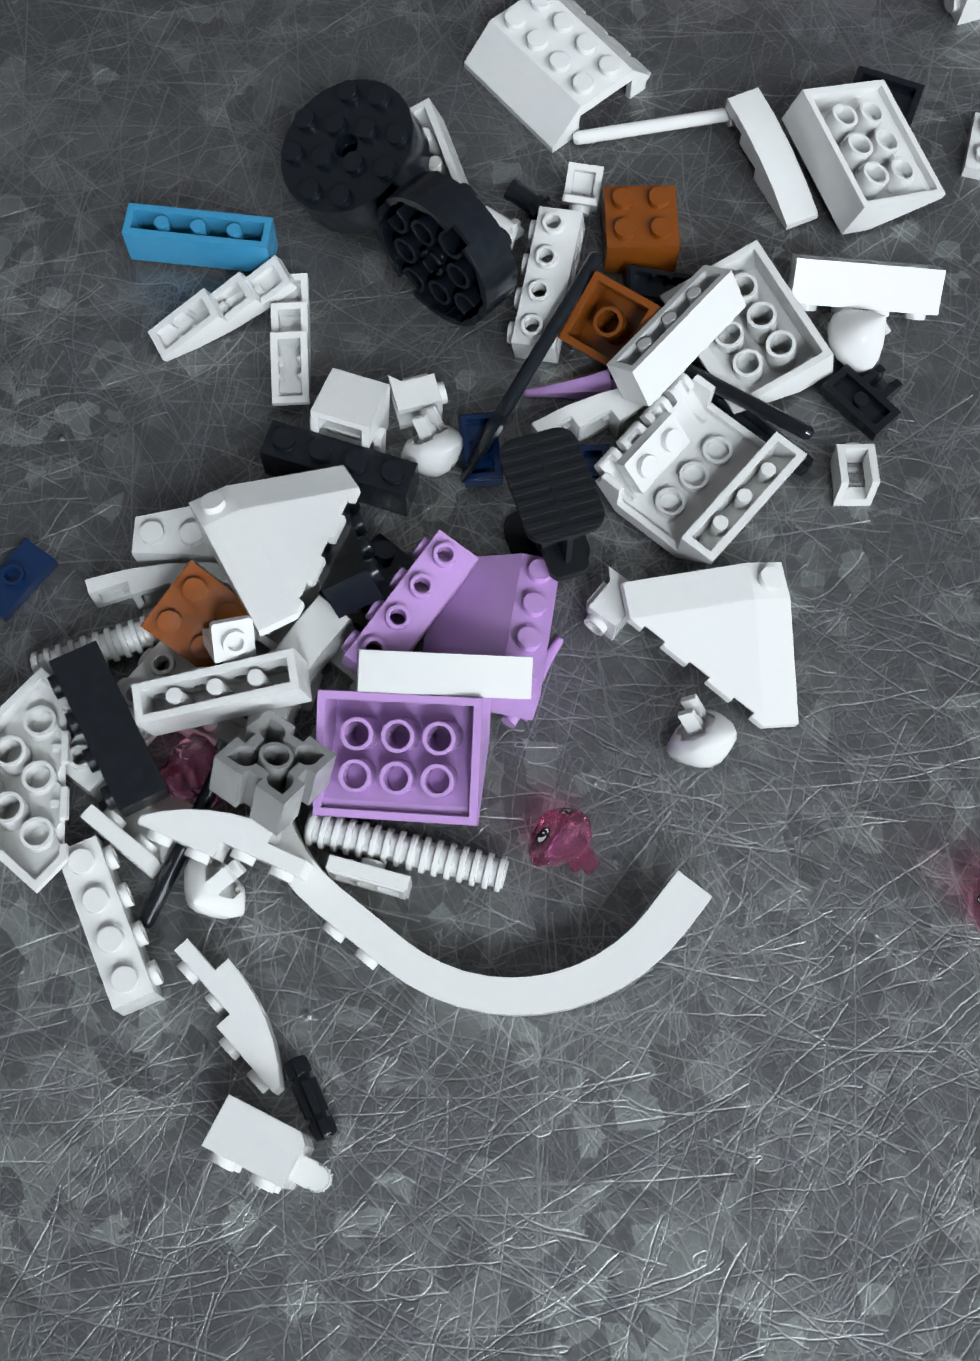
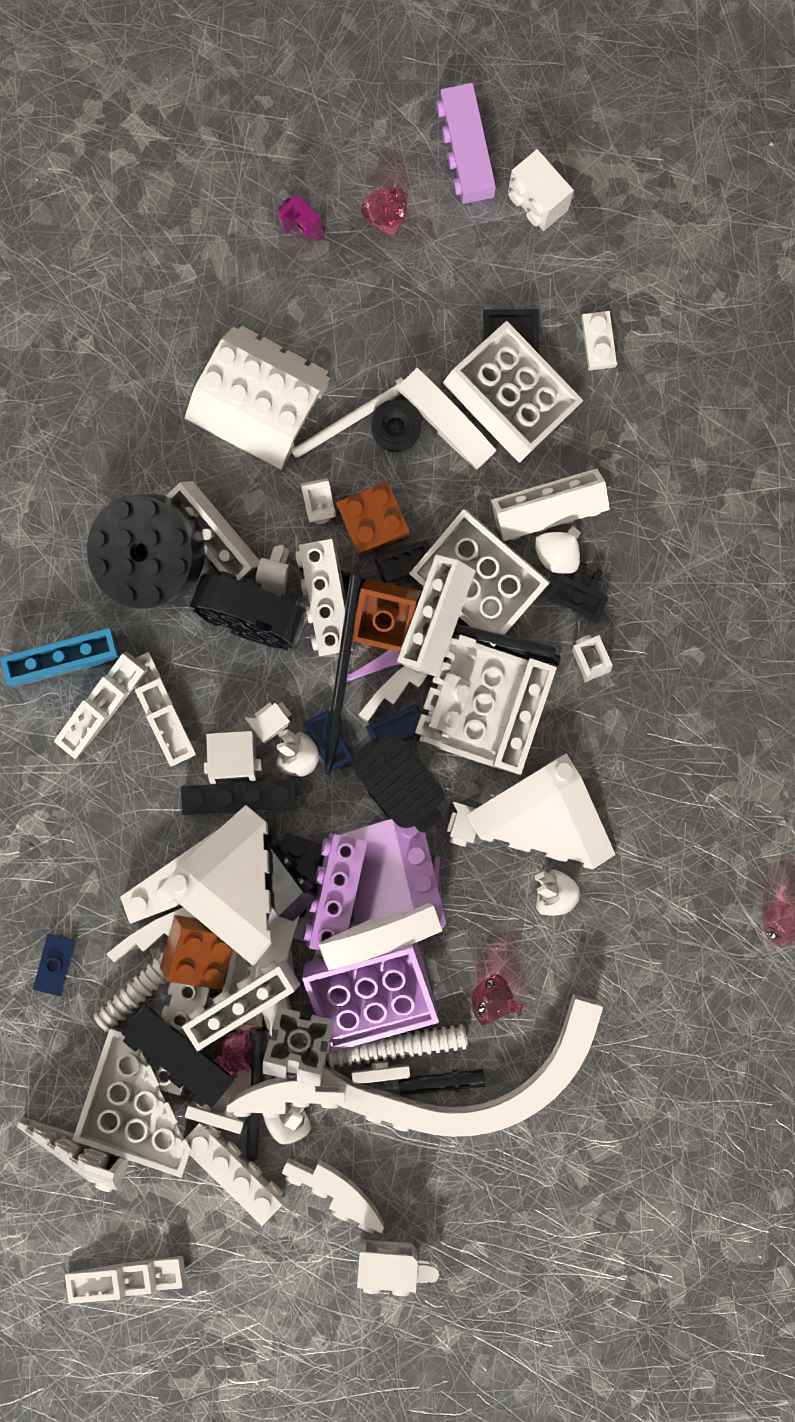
camera: 25 degrees left, 15 degrees up
(230, 639) = (231, 971): white bracket -> none
(310, 1098) = (402, 1222): black axle -> none
(447, 924) = (442, 1082): none -> black pin
(527, 199) = (292, 527): black pin -> none
(713, 130) = (396, 410): none -> black tyre

